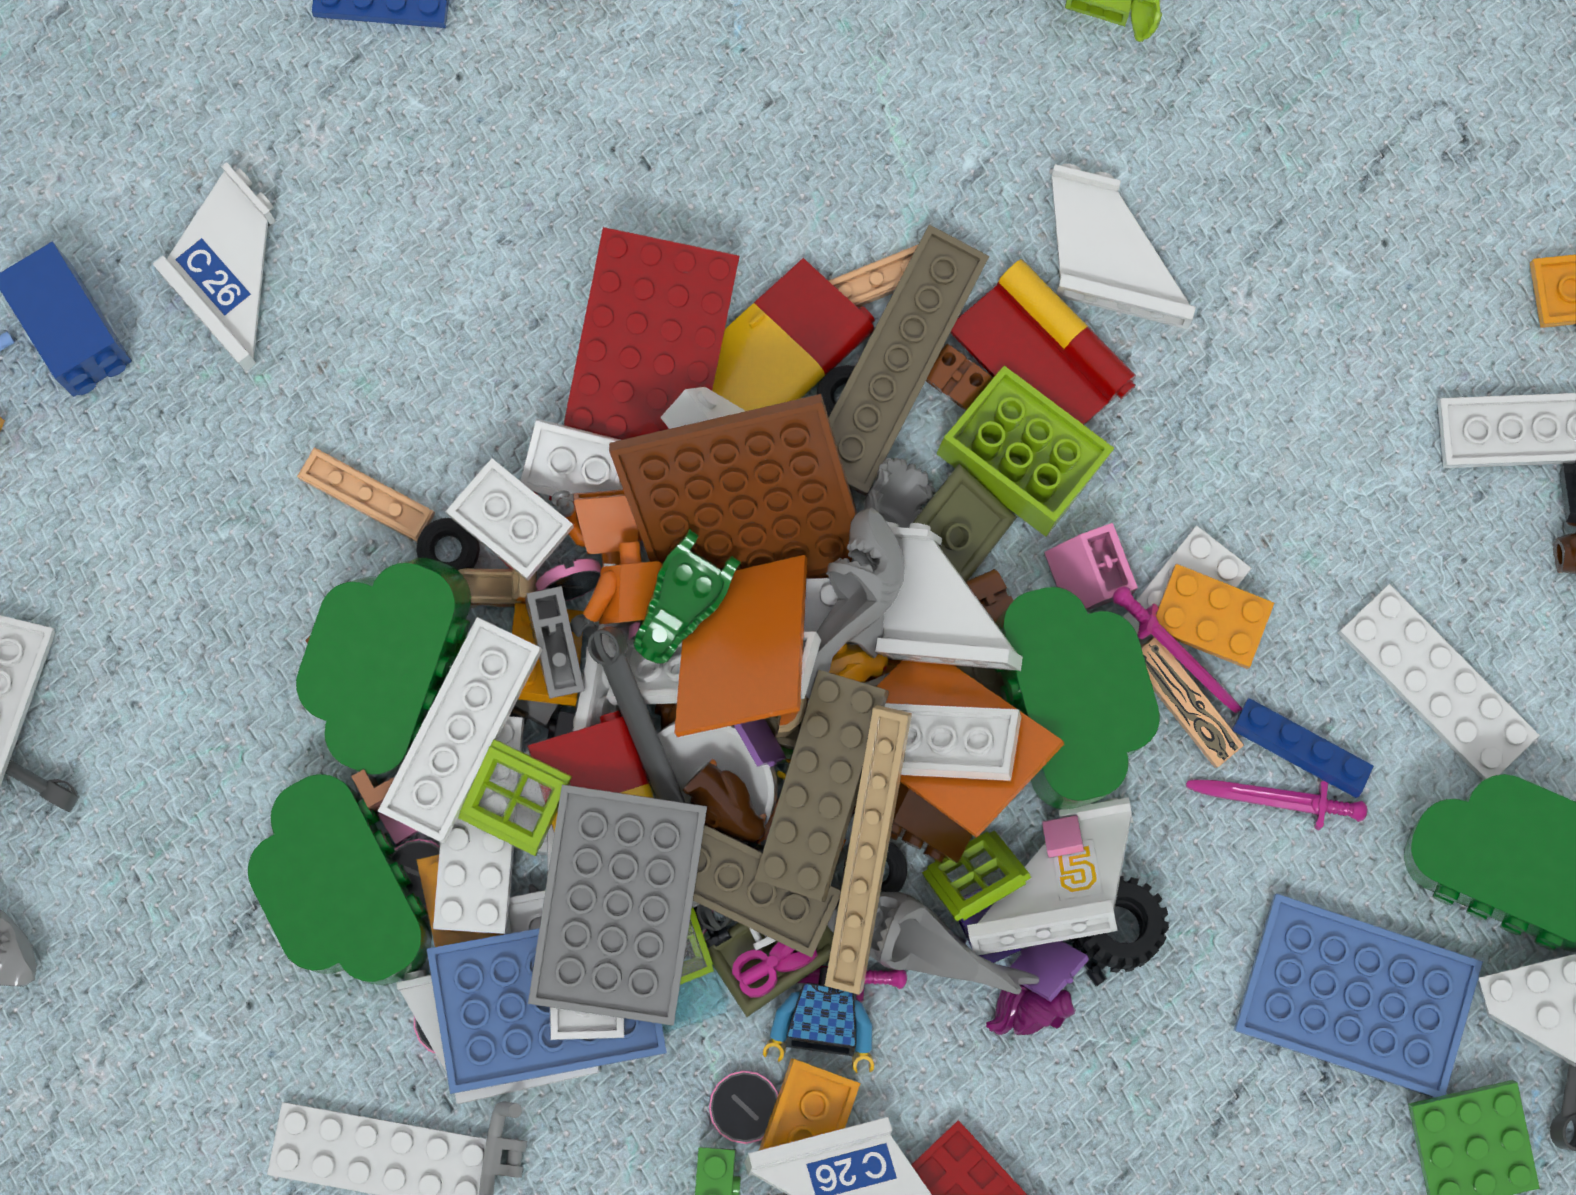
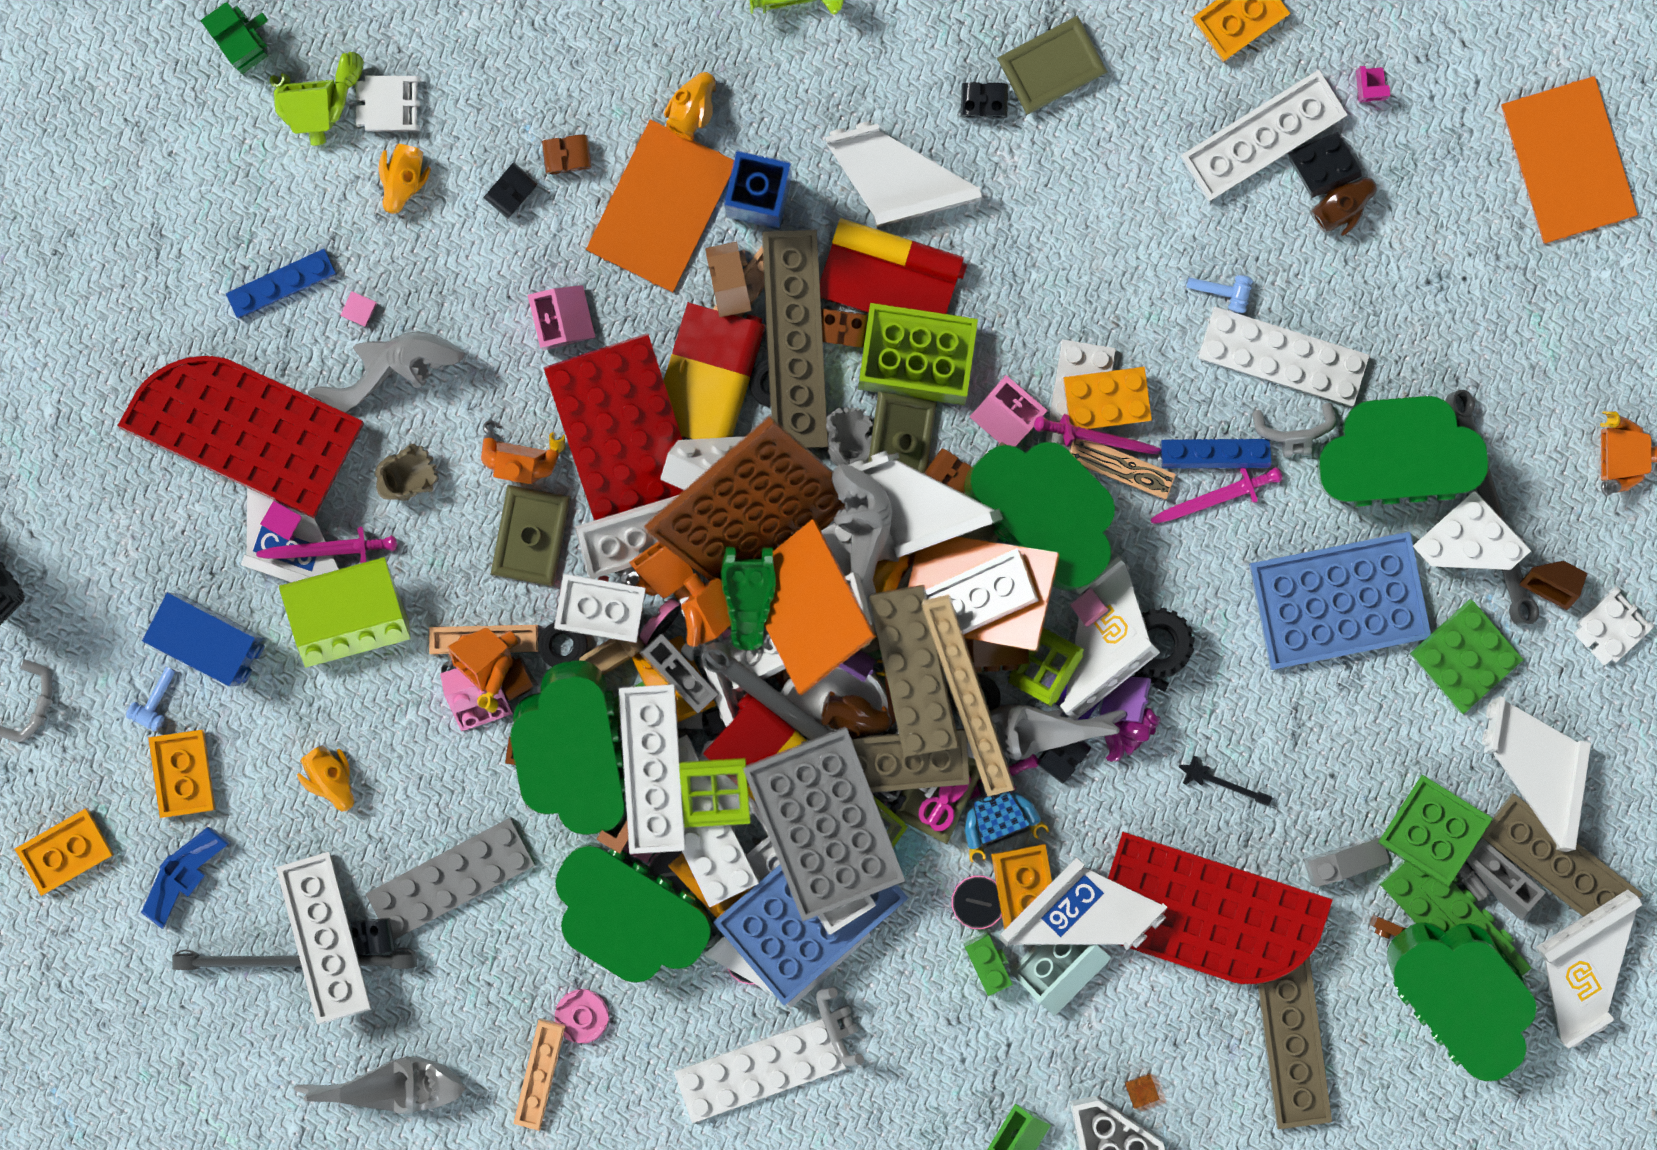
camera: 30 degrees left, 10 degrees up
(41, 748) = (372, 936): none -> black piece
(103, 544) = (328, 777): none -> light orange animal
(129, 1015) = (539, 1074): none -> light nougat tile
(167, 737) = (451, 878): none -> light grey plate
(218, 977) = (583, 1014): none -> bright pink tile
(223, 239) = (281, 520): none -> dark pink panel
(231, 374) = (345, 612): none -> lime slope
(247, 126) = (244, 428): none -> red plate
(259, 301) = (340, 547): none -> dark pink sword
(319, 546) = (462, 700): none -> bright pink slope
(347, 511) = (483, 661): none -> orange torso
(372, 552) = (518, 680): none -> reddish brown slope
(389, 268) = (406, 474): none -> dark tan hair
(439, 136) = (405, 354): none -> light grey piece
(446, 74) = (358, 309): none -> bright pink tile
(484, 411) = (530, 535): none -> olive piece
(519, 323) = (517, 461): none -> orange torso
(656, 196) = (561, 316): none -> bright pink slope
(681, 39) = (510, 190): none -> black piece
(763, 35) = (566, 154): none -> dark orange piece
(834, 146) = (661, 206): none -> orange piece
(861, 255) = (728, 279): none -> medium nougat brick
(927, 55) = (691, 106): none -> light orange animal
(935, 995) = (1061, 761): none -> black piece
(949, 170) = (758, 190): none -> blue brick
(1083, 1103) = (1198, 773): none -> black piece
(1251, 223) = (984, 100): none -> black piece
(1347, 226) = (1052, 65): none -> olive piece
(1400, 776) = (1299, 440): none -> light grey piece
(1423, 586) = (1239, 293): none -> light blue piece

